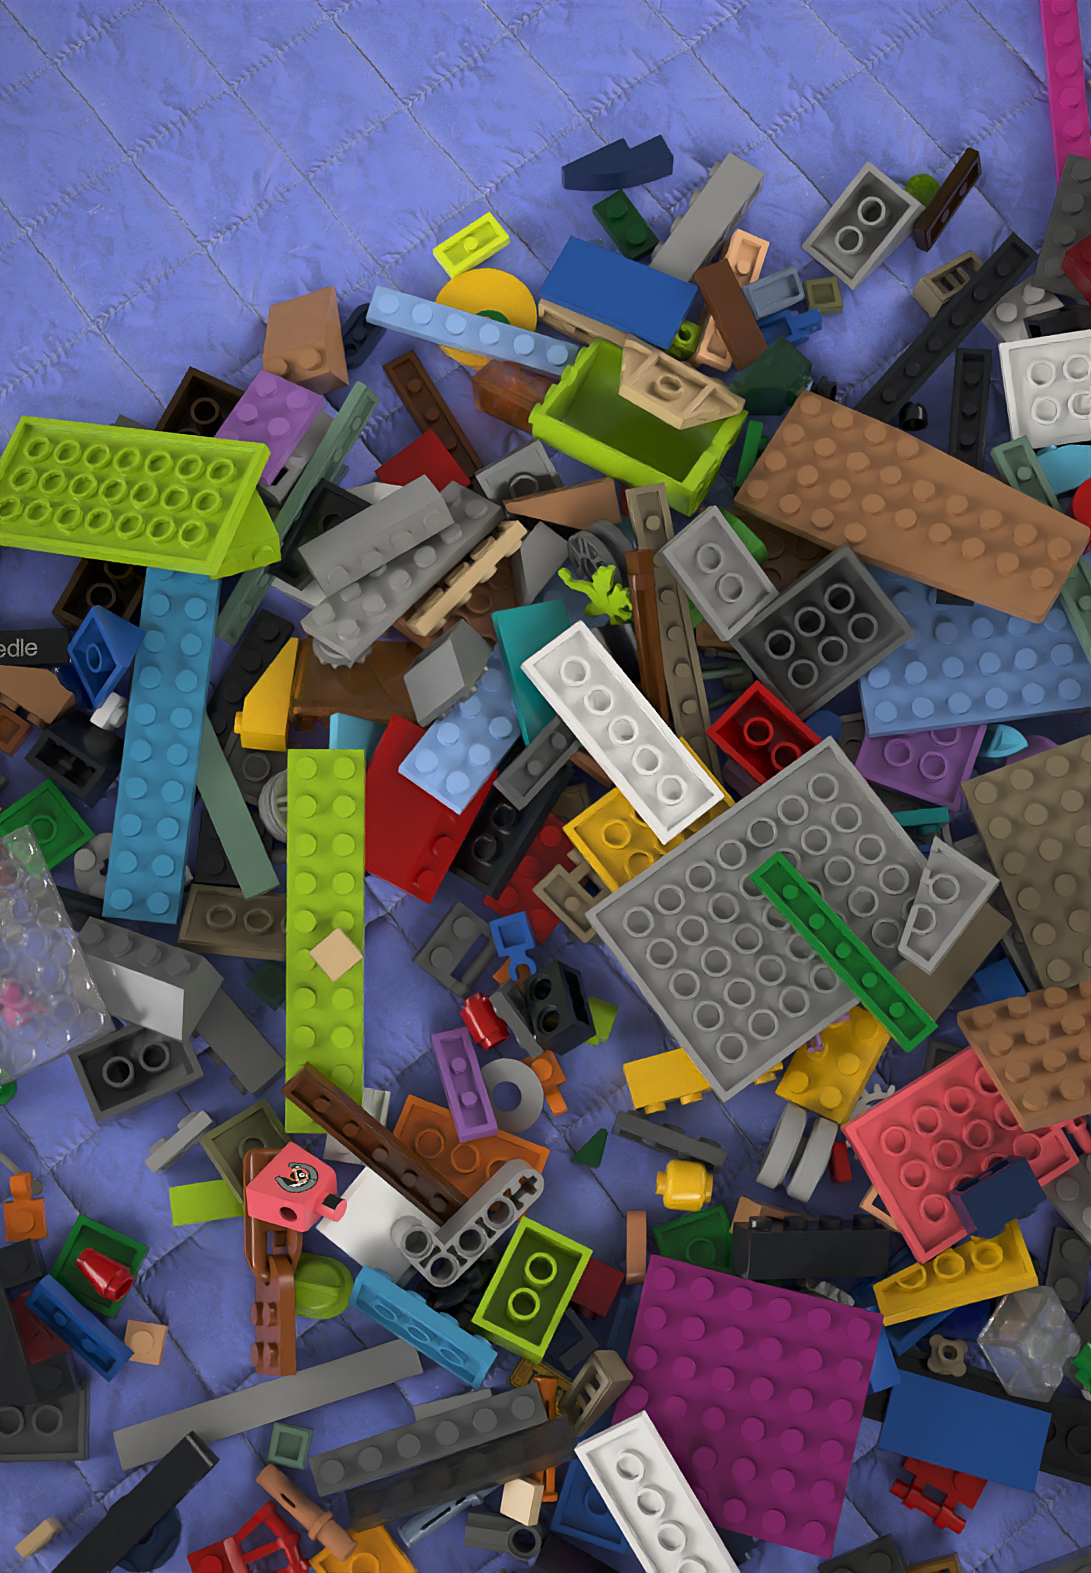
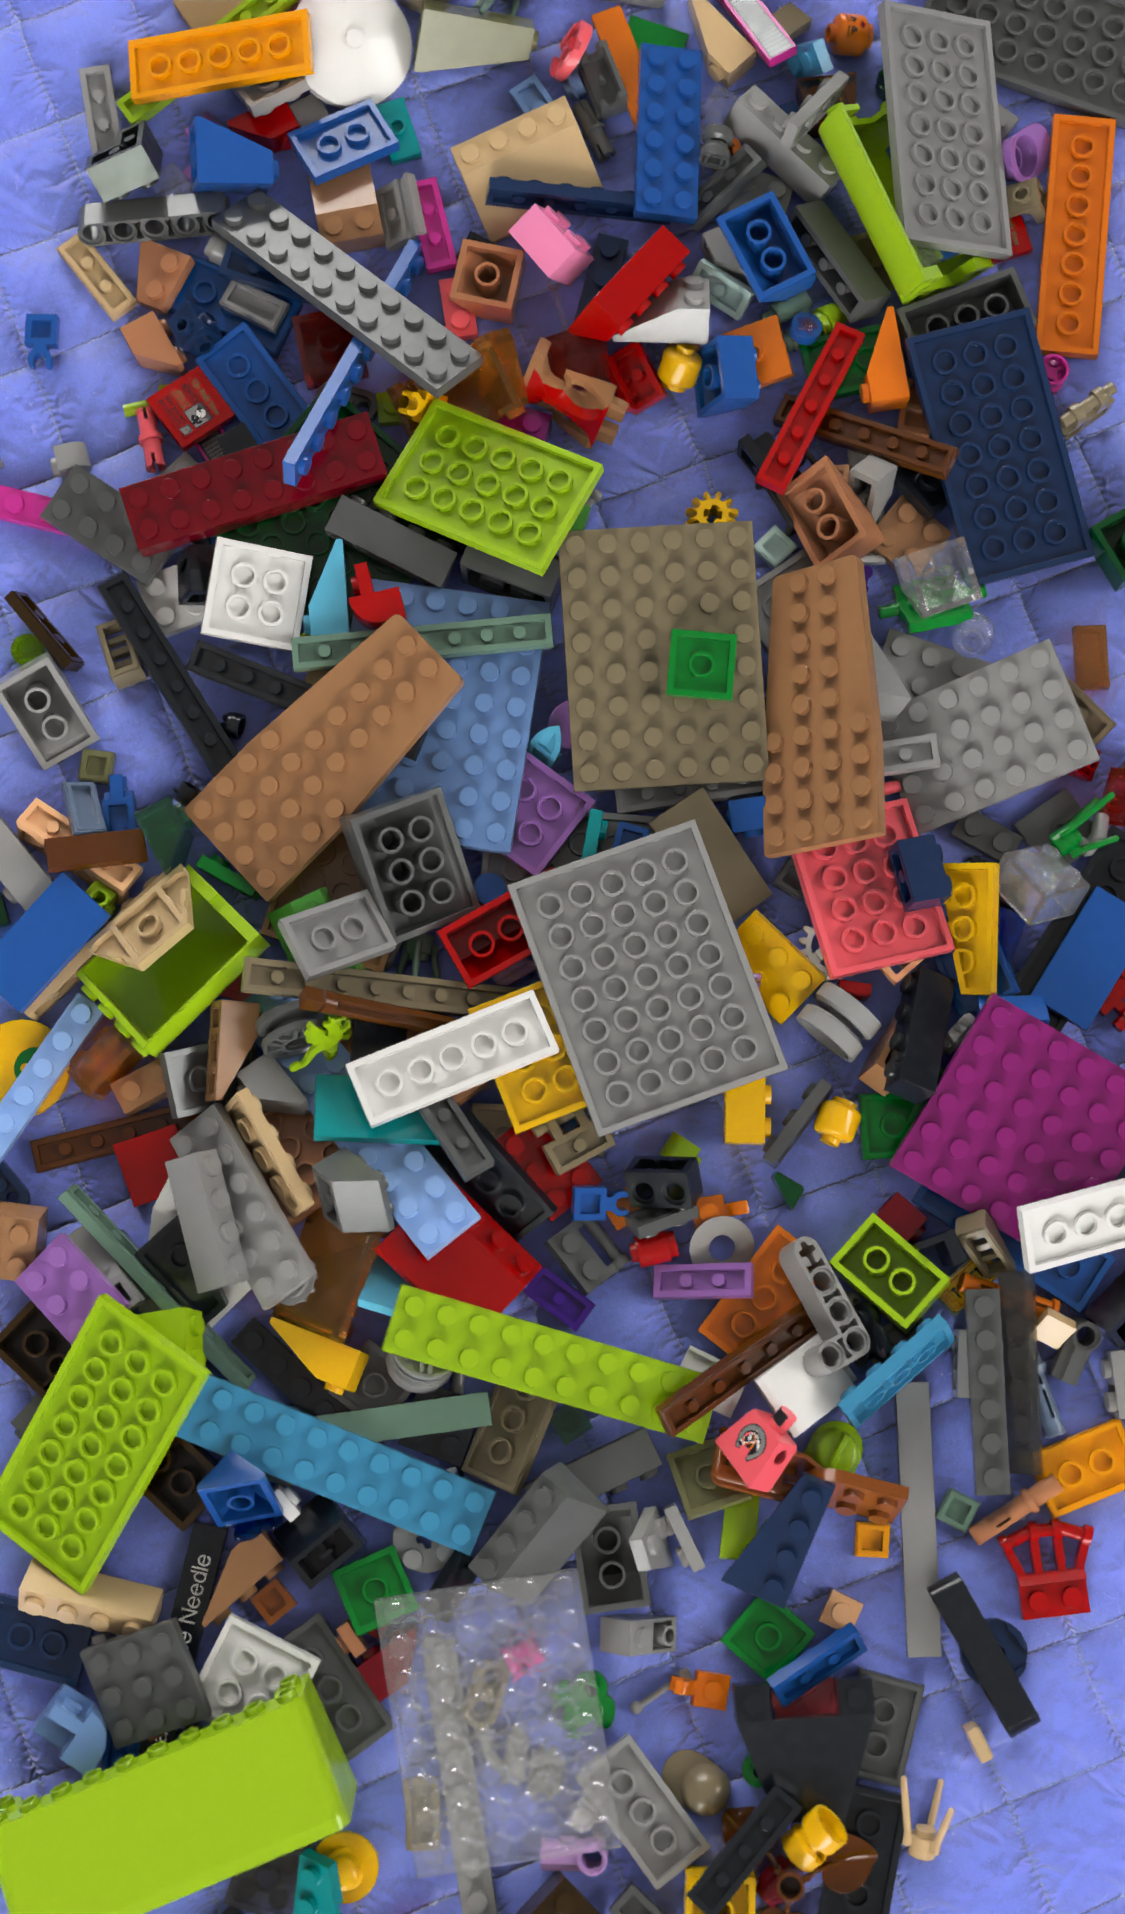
camera: 75 degrees left, 5 degrees up
(64, 1122) = (638, 1634): none -> light grey slope
(106, 1275) = (779, 1630): red cone -> none
(163, 1103) = (650, 1541): none -> light grey wing
(195, 1249) = (779, 1548): none -> dark blue wing
(231, 1355) = (871, 1539): none -> light orange tile
(336, 954) = (571, 1357): tan tile -> none
(401, 934) = (559, 1298): none -> dark purple plate
(494, 434) = (140, 1088): none -> medium nougat brick
(635, 1247) = (875, 1176): nougat beam -> none
(843, 952) = (693, 933): green plate -> none
(939, 1364) = (1033, 961): dark tan plate -> none
(944, 906) = (679, 837): light grey wing -> none

